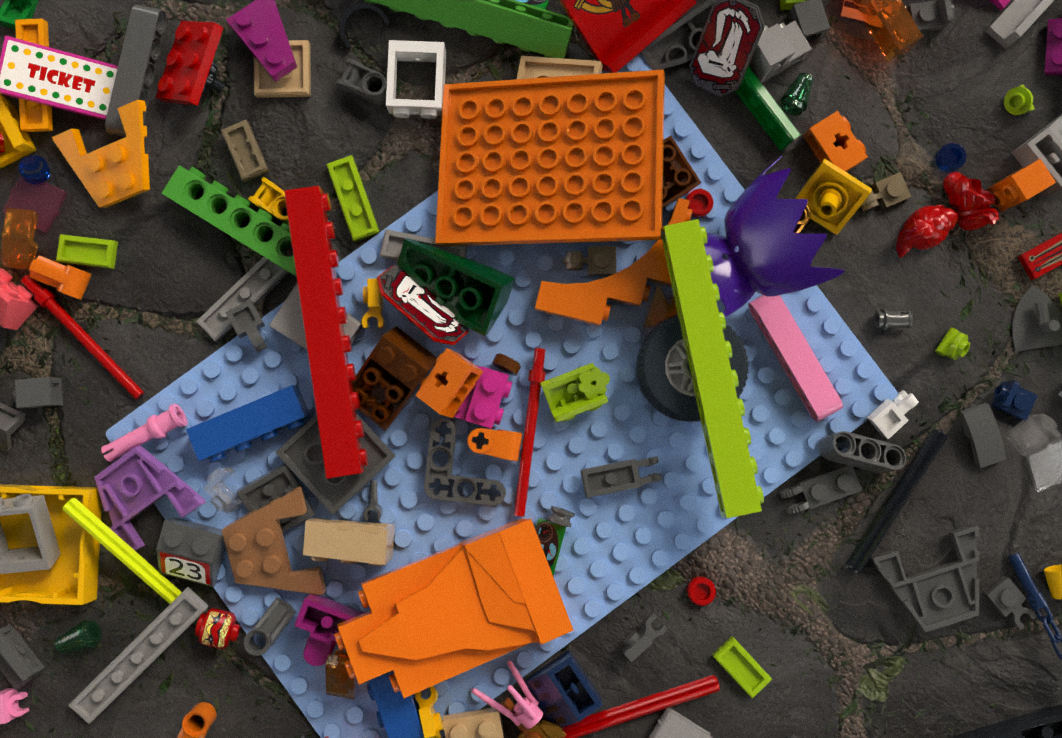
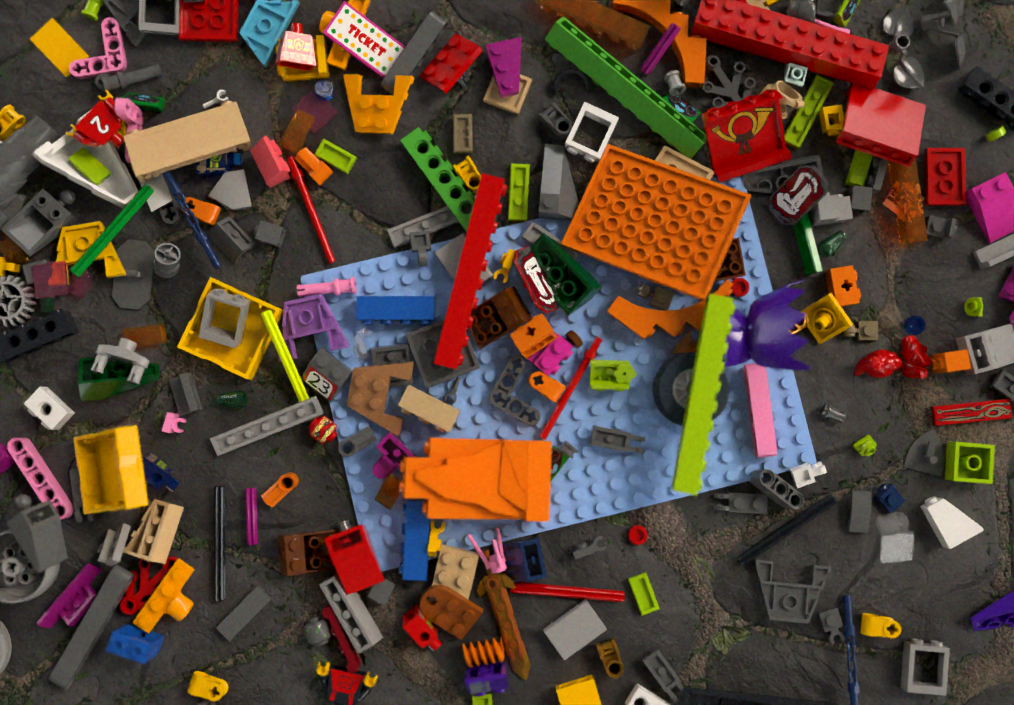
camera: 20 degrees right, 0 degrees up
(401, 172) = (557, 192): none -> dark grey wedge

